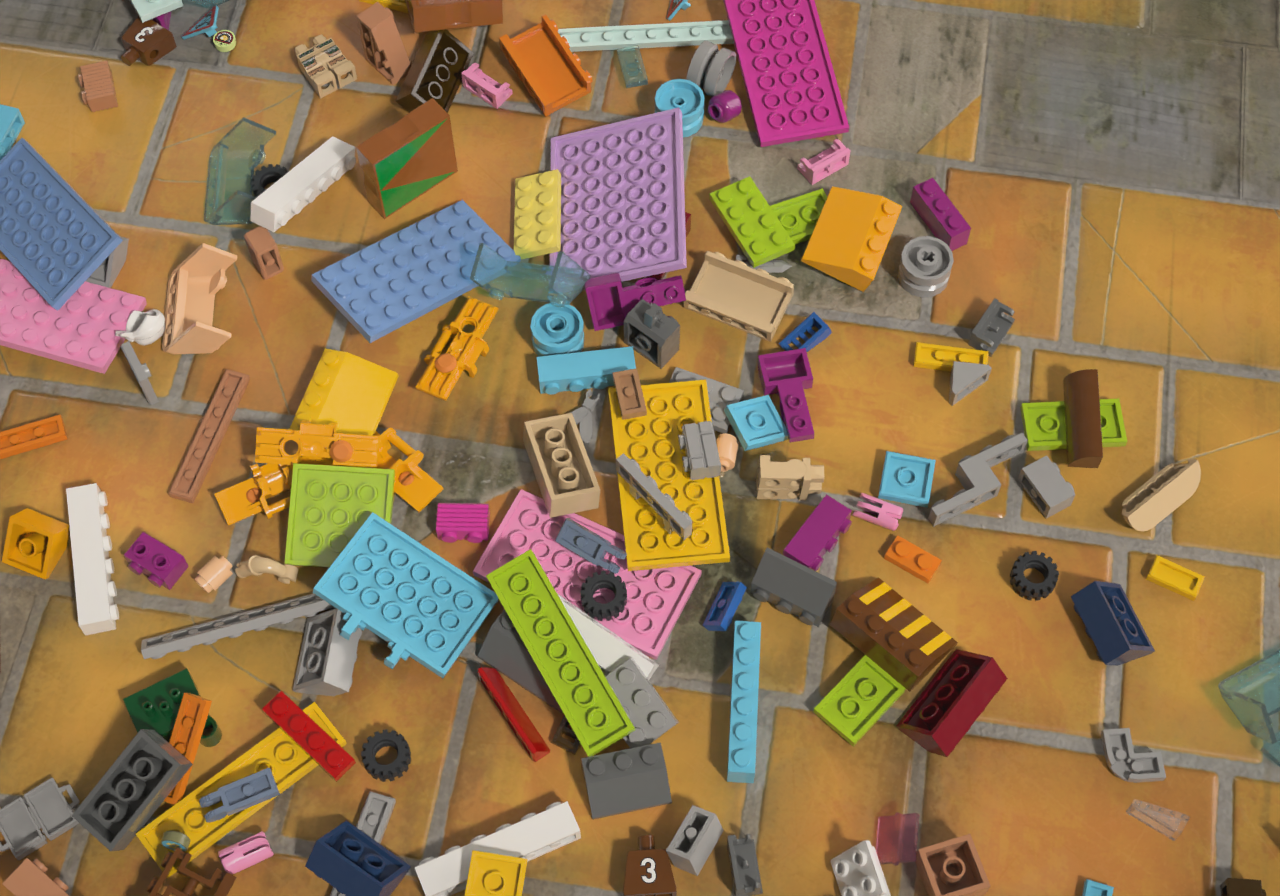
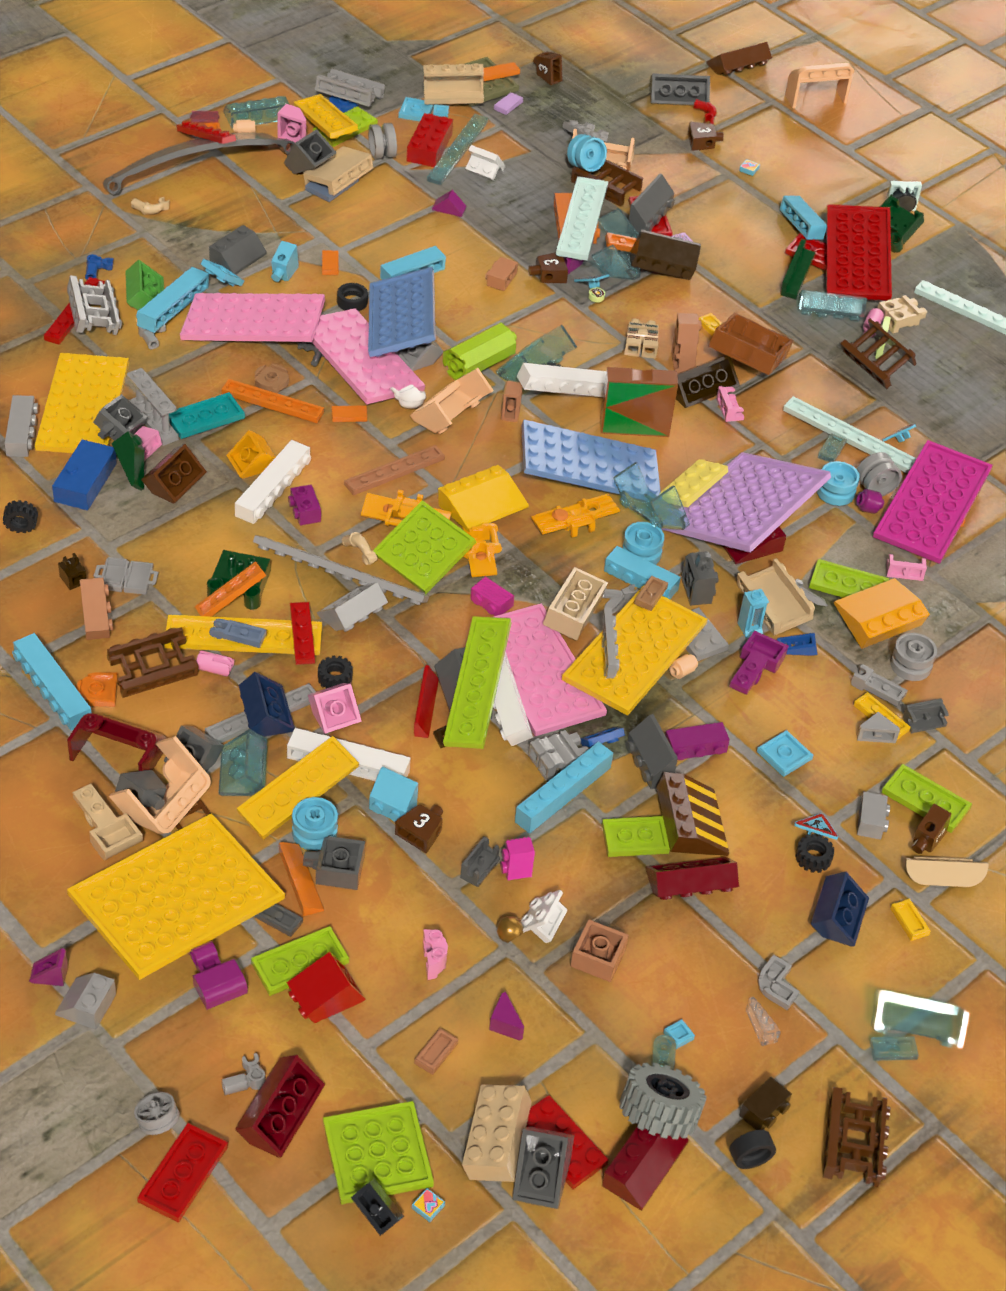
camera: 35 degrees right, 15 degrees down
(92, 398) = (349, 413): none -> orange tile
(132, 790) = (185, 588): dark grey brick -> none
(141, 373) = (384, 413): light grey plate -> none
(171, 212) = (480, 351): none -> lime brick
(175, 839) = (186, 626): olive tile -> none
(214, 574) = (330, 531): light nougat brick -> none
(316, 441) = (445, 498): light orange piece -> none
(405, 596) = (420, 604): medium azure hinge -> none
(425, 800) = (335, 707): none -> bright pink slope
(547, 66) = (776, 415): orange panel -> none
(588, 545) = (551, 650): sand blue hinge -> none
(593, 865) = (393, 794): none -> medium azure slope
(603, 581) = (534, 688): black tyre -> none
(612, 303) = (691, 540): magenta plate -> none
(626, 780) = (455, 775): dark grey slope -> none
(641, 703) = (499, 745): light grey plate -> none
(695, 840) = (463, 827): light grey brick -> none
(700, 449) = (664, 645): light grey brick -> none
(702, 655) = (555, 752): none -> light grey hips
(741, 336) = (752, 612): none -> medium azure window
(751, 221) = (823, 565): lime plate -> none
(756, 422) = (718, 663): medium azure plate -> none
(783, 833) = (518, 858): none -> dark pink brick
(788, 479) = (706, 699): tan hips -> none
(885, 514) = (748, 758): bright pink arm -> none
(897, 838) = (586, 911): clear pink piece -> none
(912, 559) = (745, 795): orange plate -> none
(920, 326) = (878, 685): none -> light grey plate
(940, 214) = (953, 638): magenta brick -> none
(977, 478) = (831, 781): light grey bracket -> none
(1012, 541) = (817, 824): none -> piece
(1083, 419) = (935, 792): reddish brown brick -> none
(1116, 463) = (931, 829): none -> reddish brown torso

